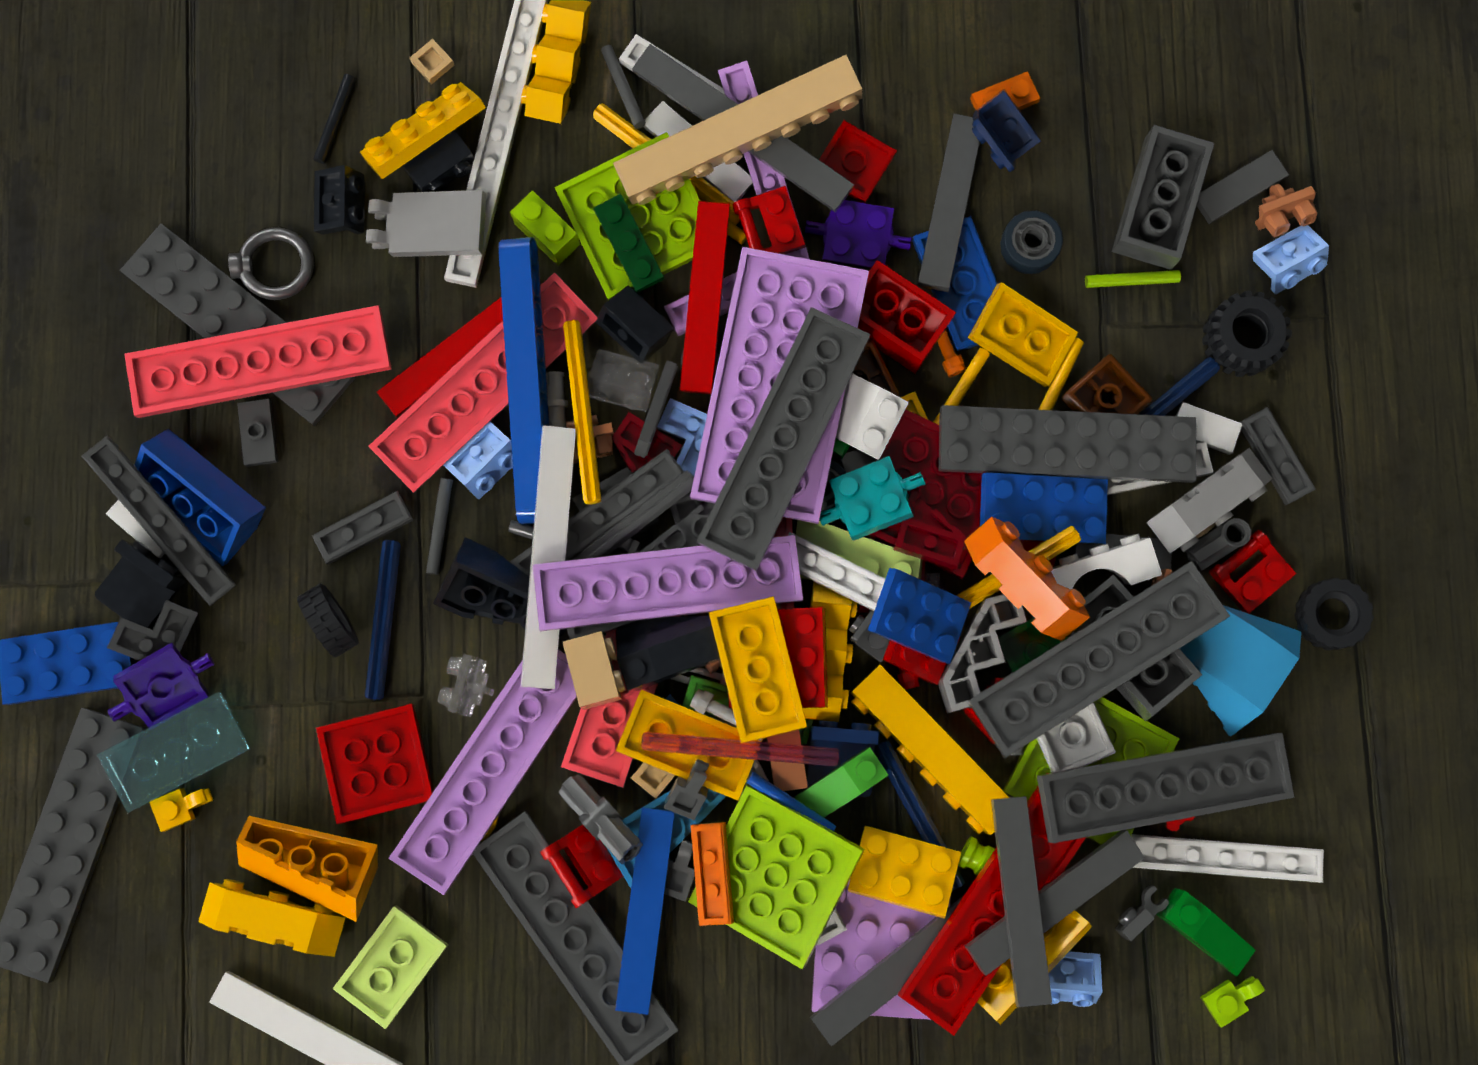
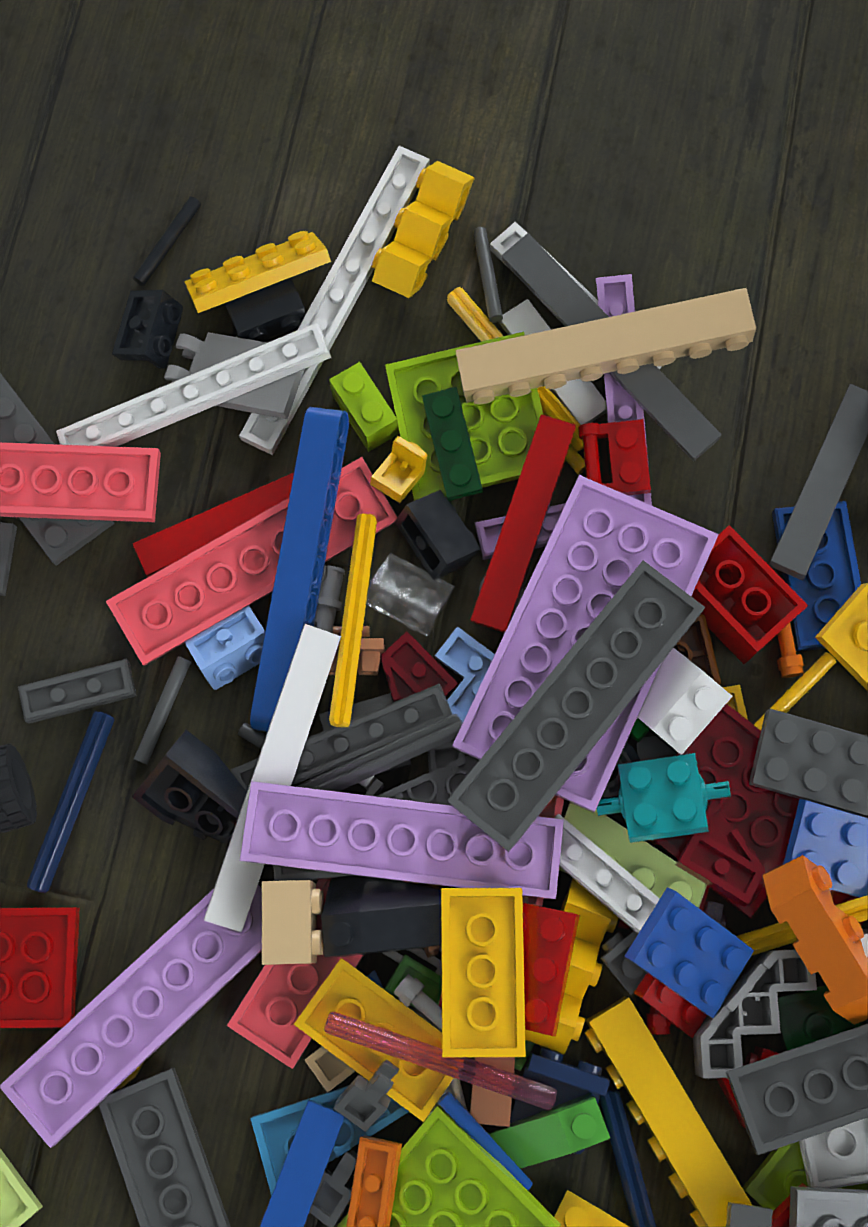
camera: 20 degrees right, 5 degrees down
(241, 263) = (24, 374): flat silver piece -> none
(400, 247) = (200, 390): none -> white tile
(431, 61) = (287, 203): tan plate -> none
(469, 685) = (146, 902): clear hips -> none
(590, 276) = (400, 469): none -> yellow bracket
(590, 860) = (232, 1146): red plate -> none
(600, 818) = (256, 1102): dark grey piece -> none
(656, 409) = (437, 636): dark grey tile -> none
(858, 159) = (732, 409): red plate -> none
(858, 235) = (712, 492): dark purple plate -> none

